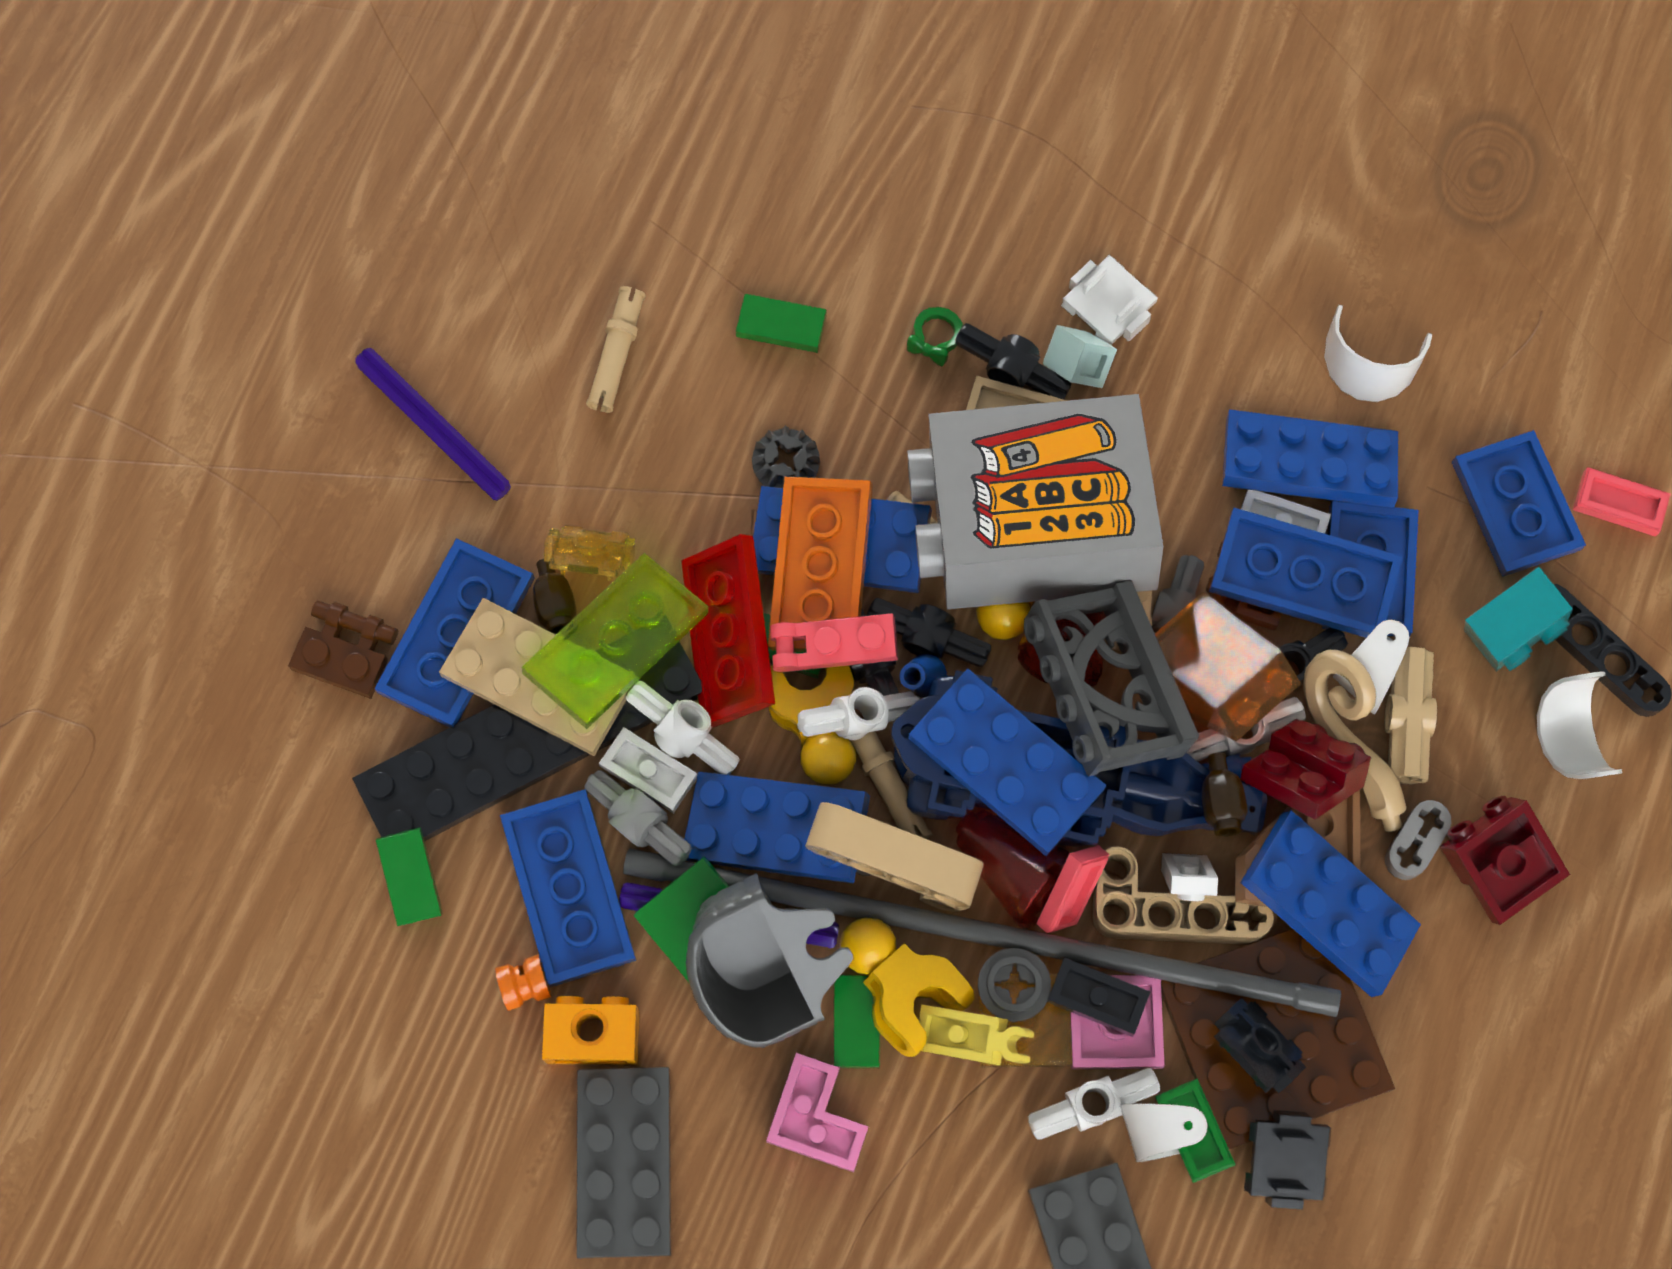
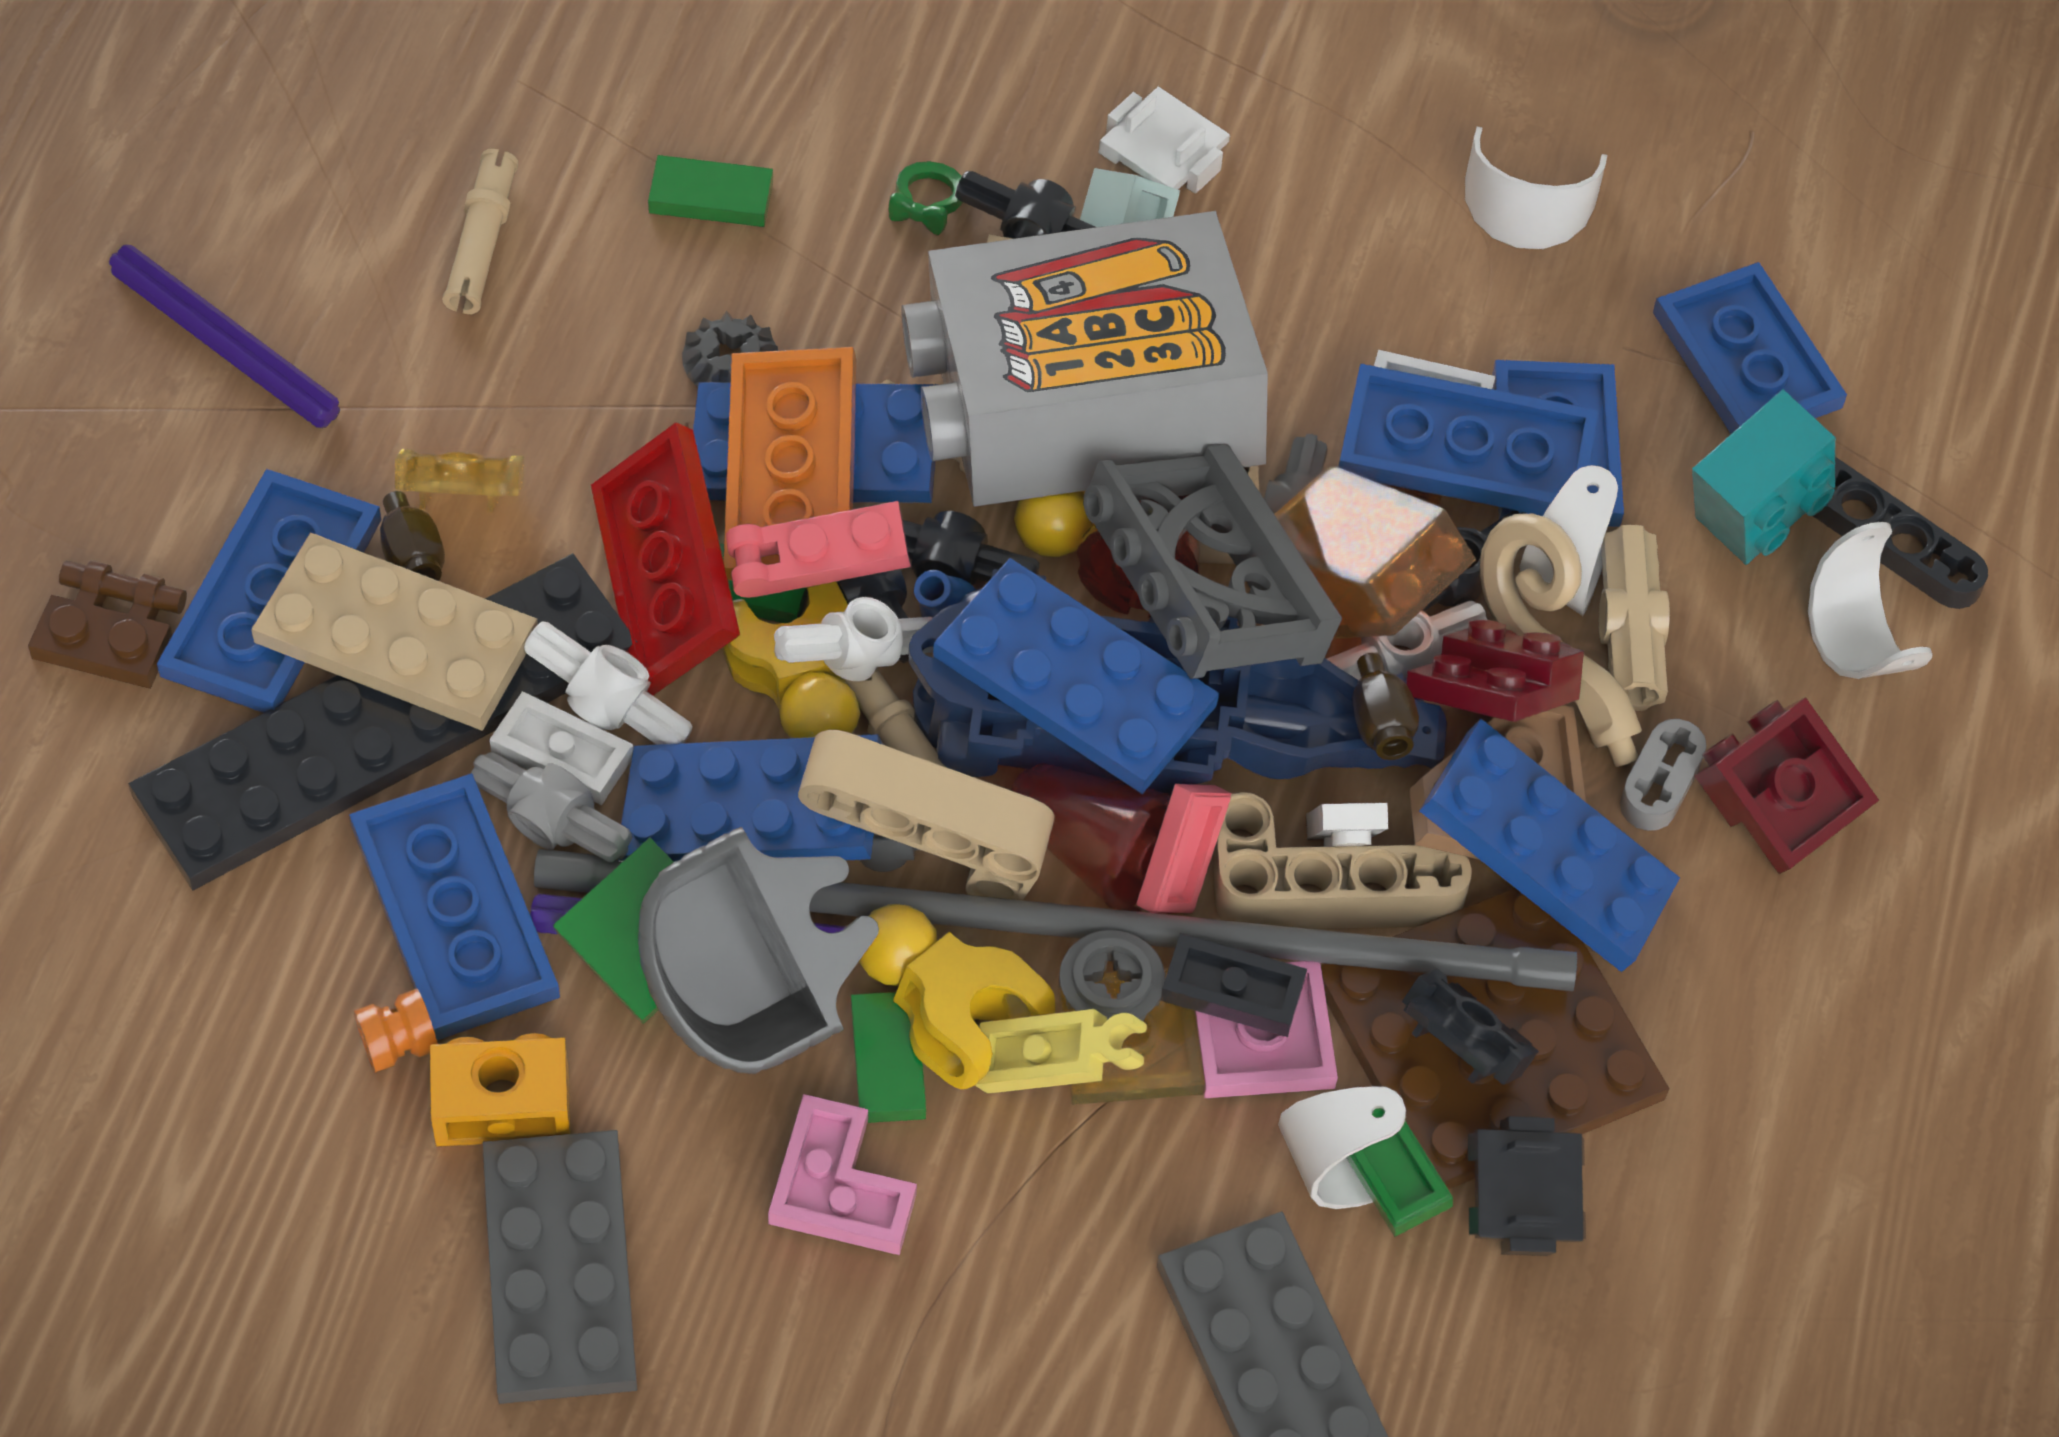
camera: 10 degrees left, 15 degrees down
(409, 876) = (219, 902): green tile -> none
(615, 640) = (504, 571): clear neon green tile -> none
(1071, 1111) = (1216, 1149): white axle -> none
(1311, 458) = (1460, 312): blue plate -> none
(1621, 501) = (1889, 348): coral tile -> none

